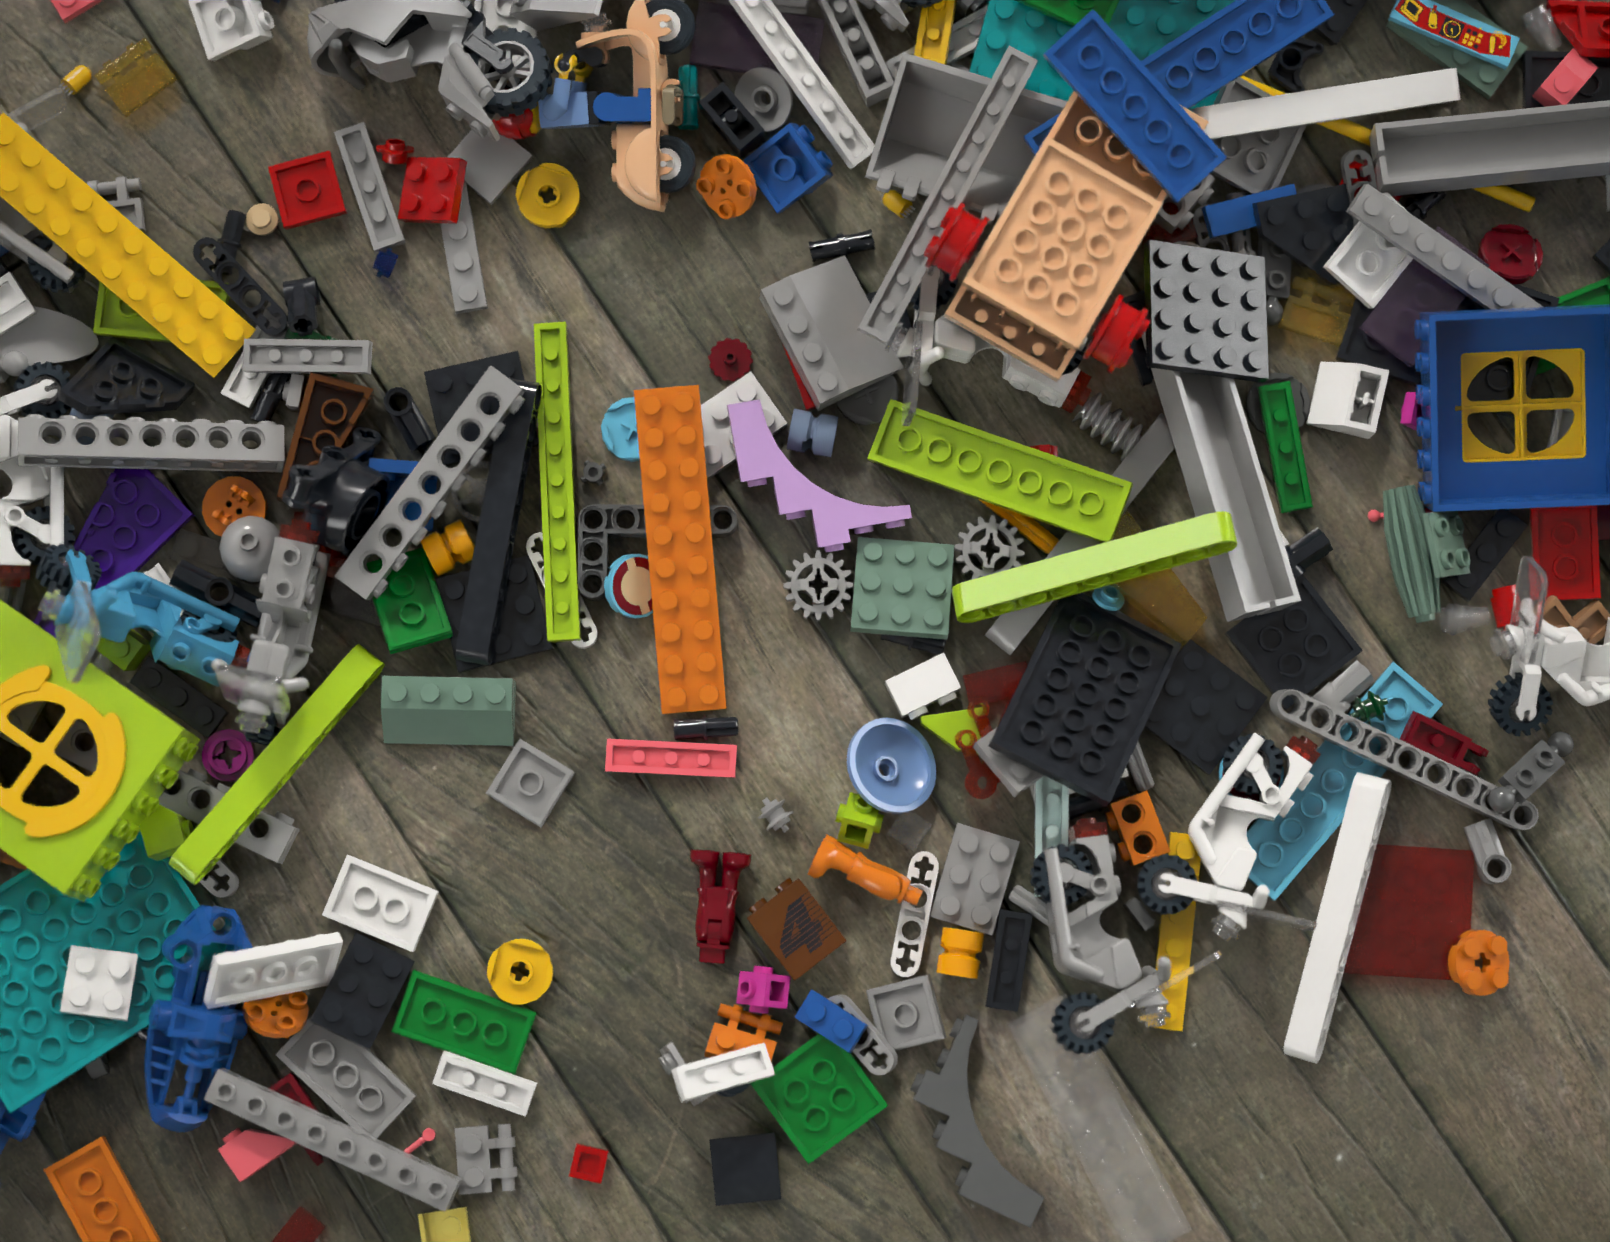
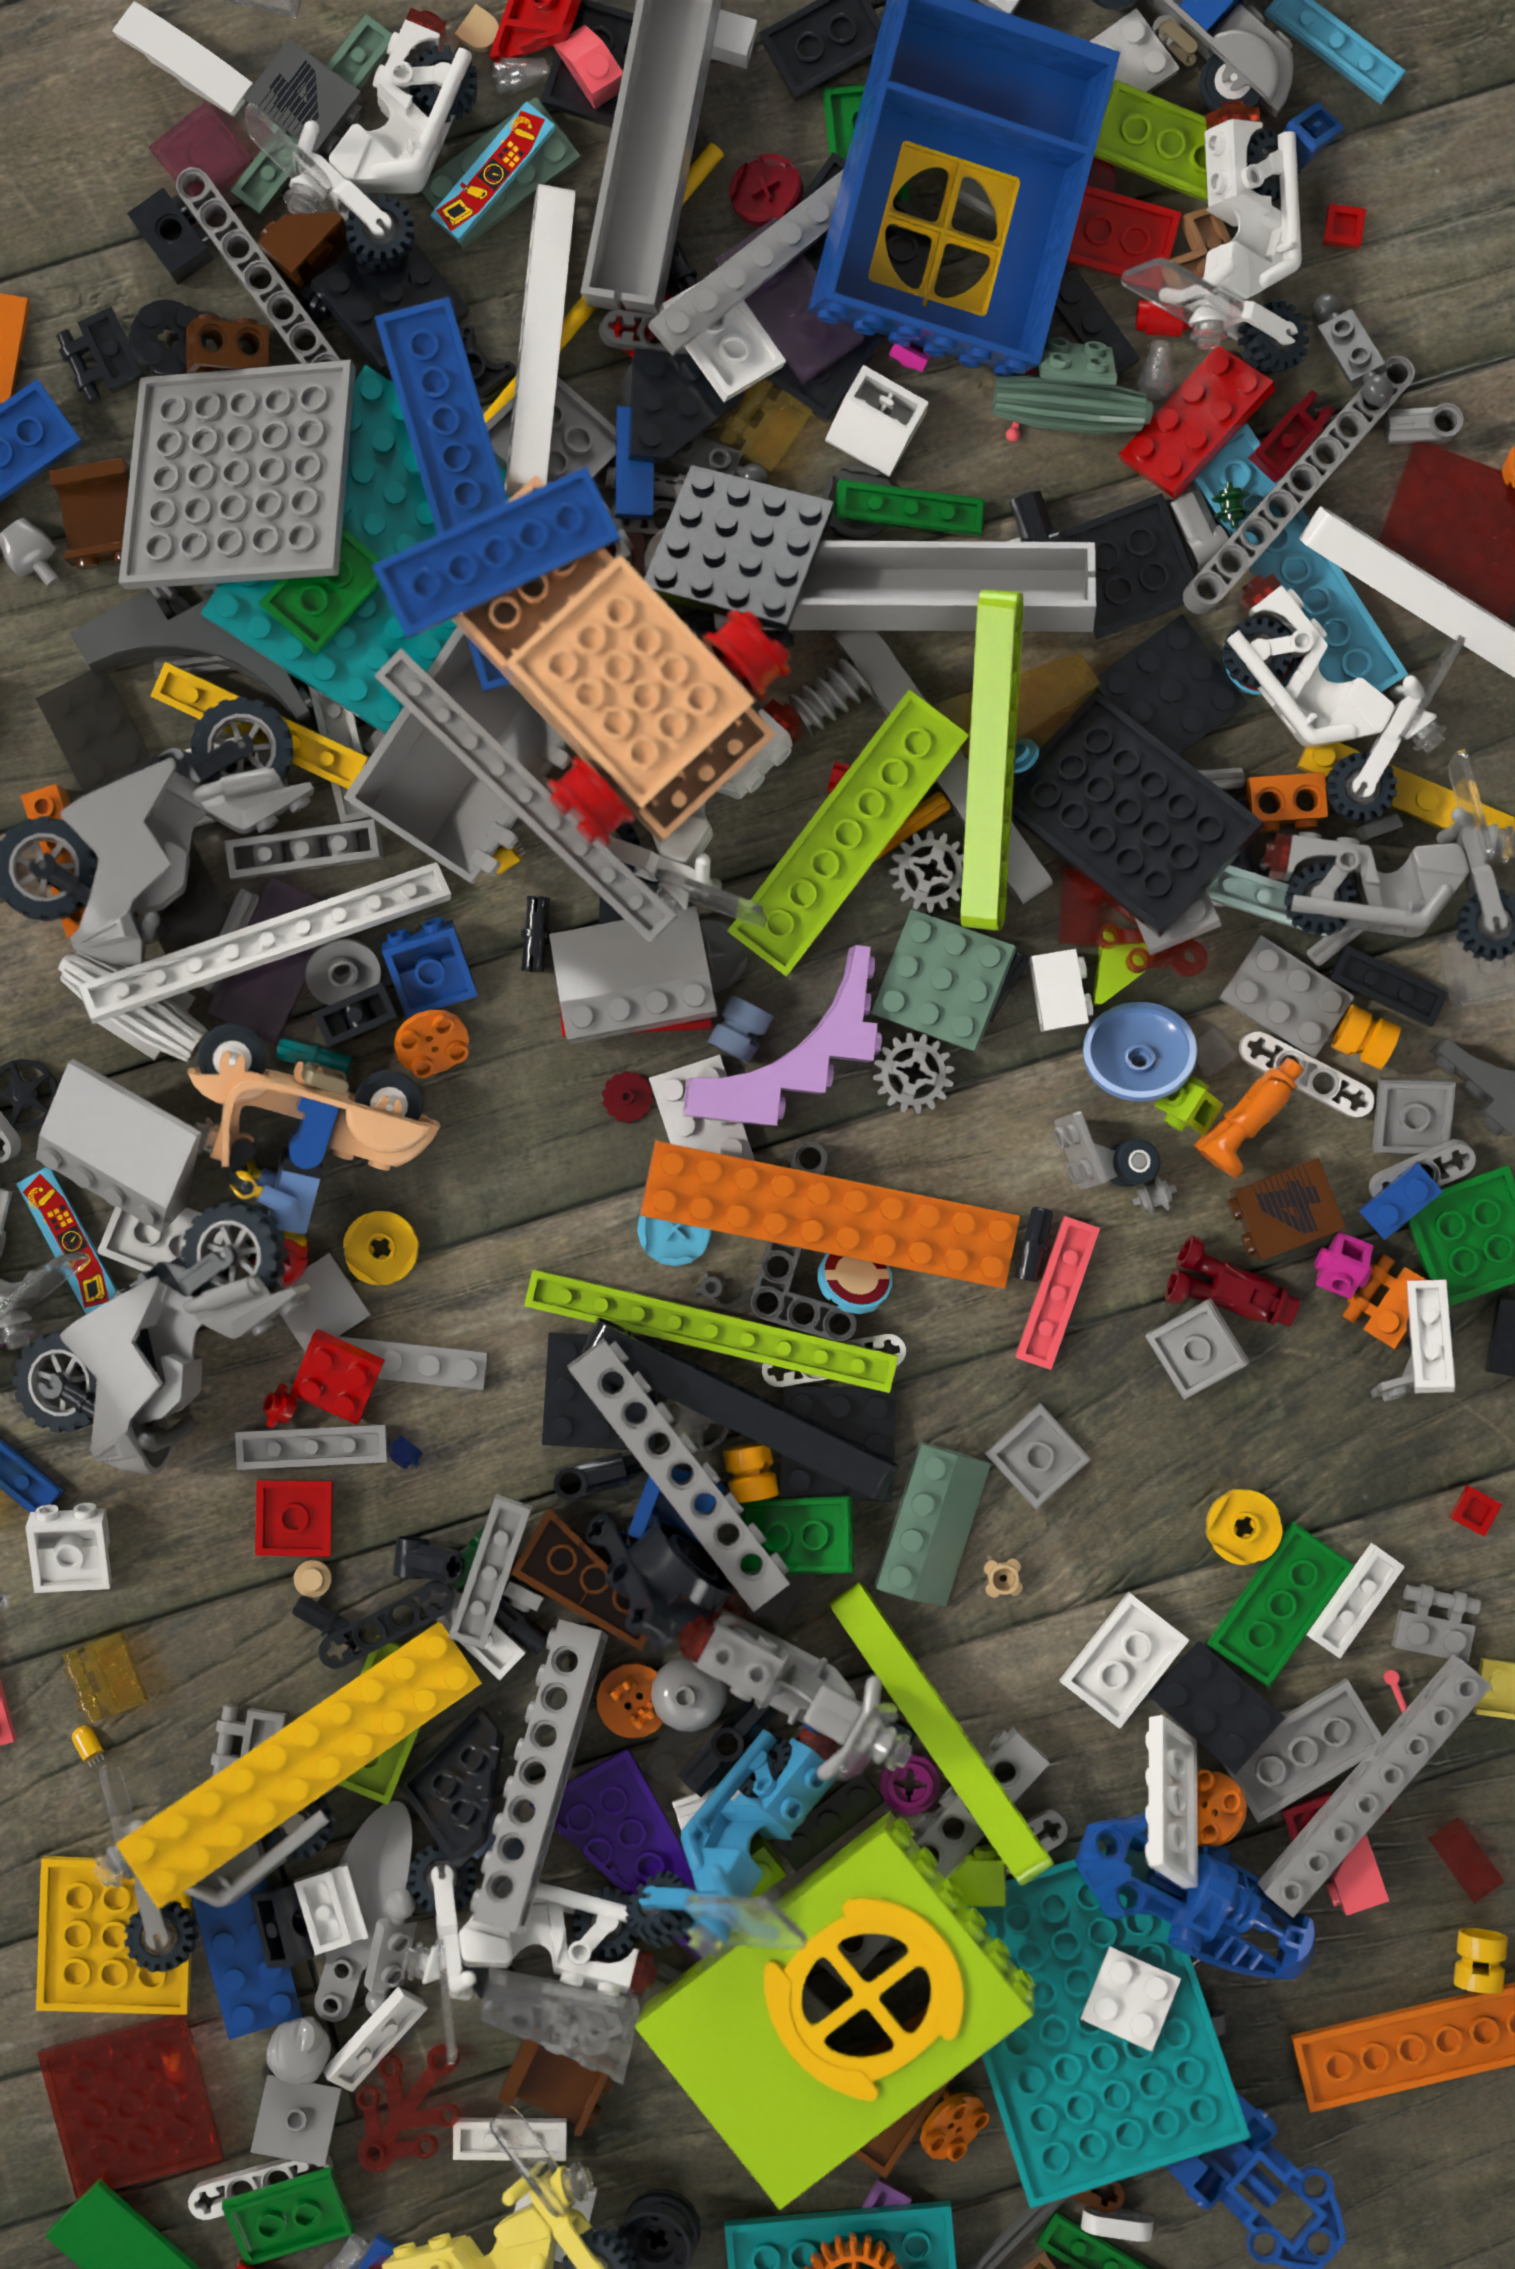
camera: 75 degrees left, 5 degrees up
(416, 791) = (995, 1570): none -> tan plate
(658, 888) = (1197, 1348): none -> light grey plate
(794, 783) = (1092, 1164): none -> light grey plate
(1431, 662) = (1197, 421): none -> red plate

